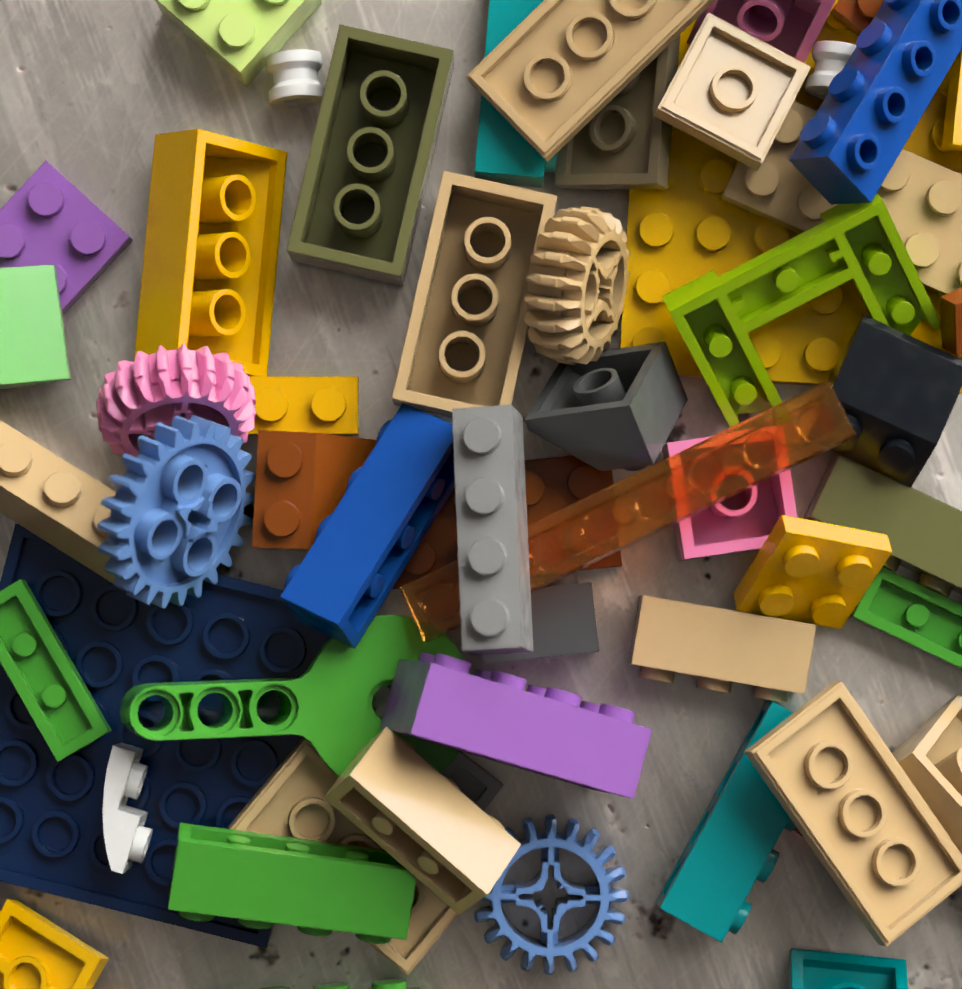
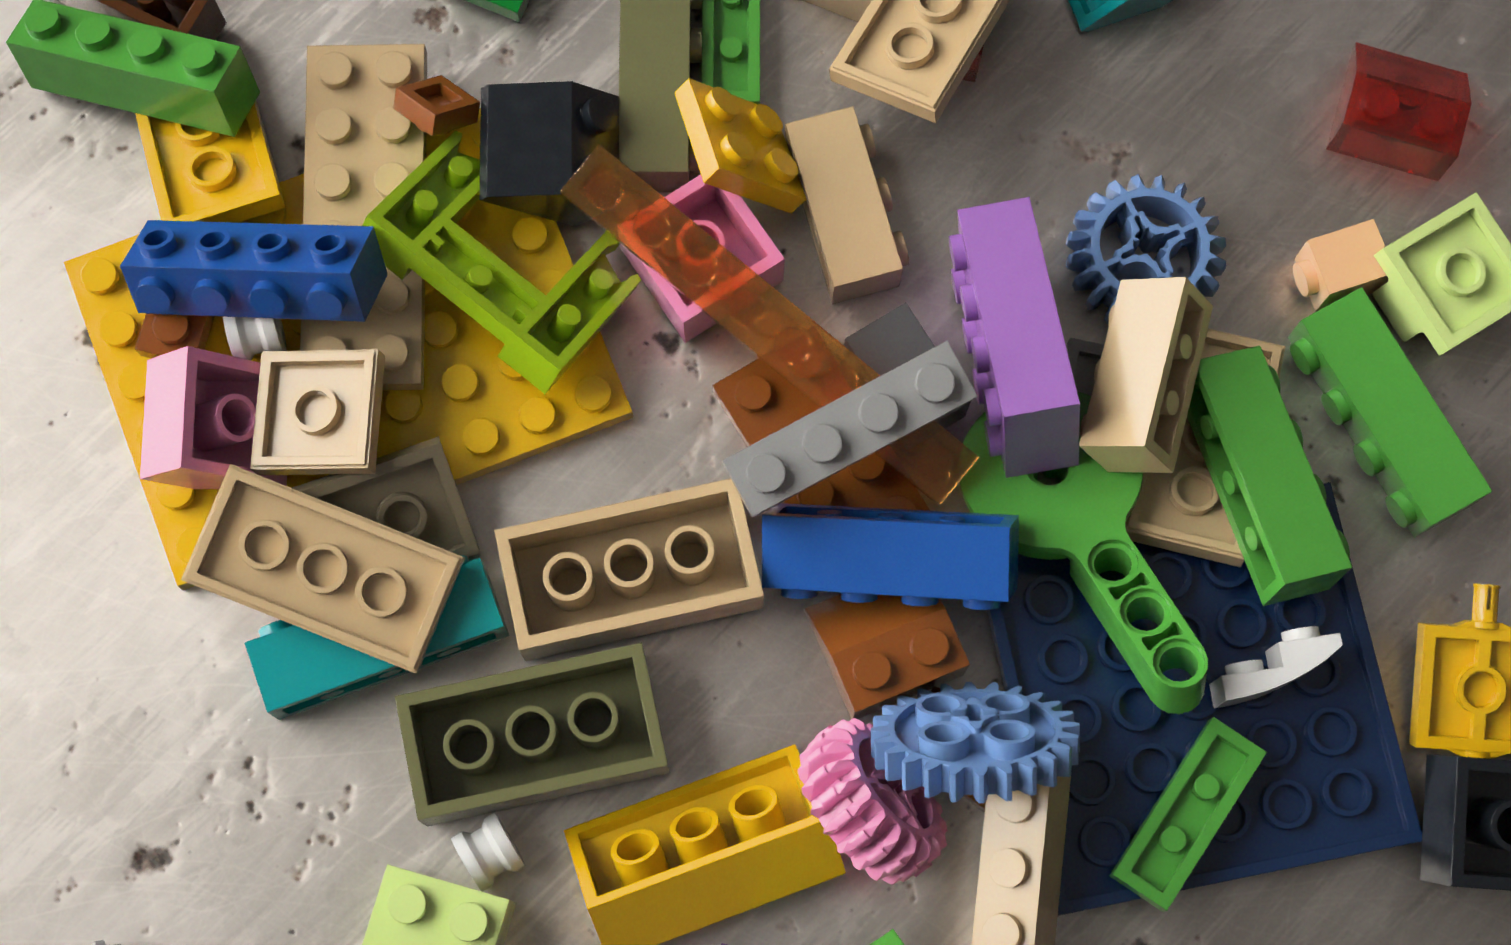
camera: 115 degrees left, 10 degrees down
(307, 404) = (801, 687): yellow plate -> none
(577, 285) = (571, 476): tan gear -> none
(613, 408) = (672, 395): dark grey slope -> none
(729, 844) = (1008, 119): teal brick -> none

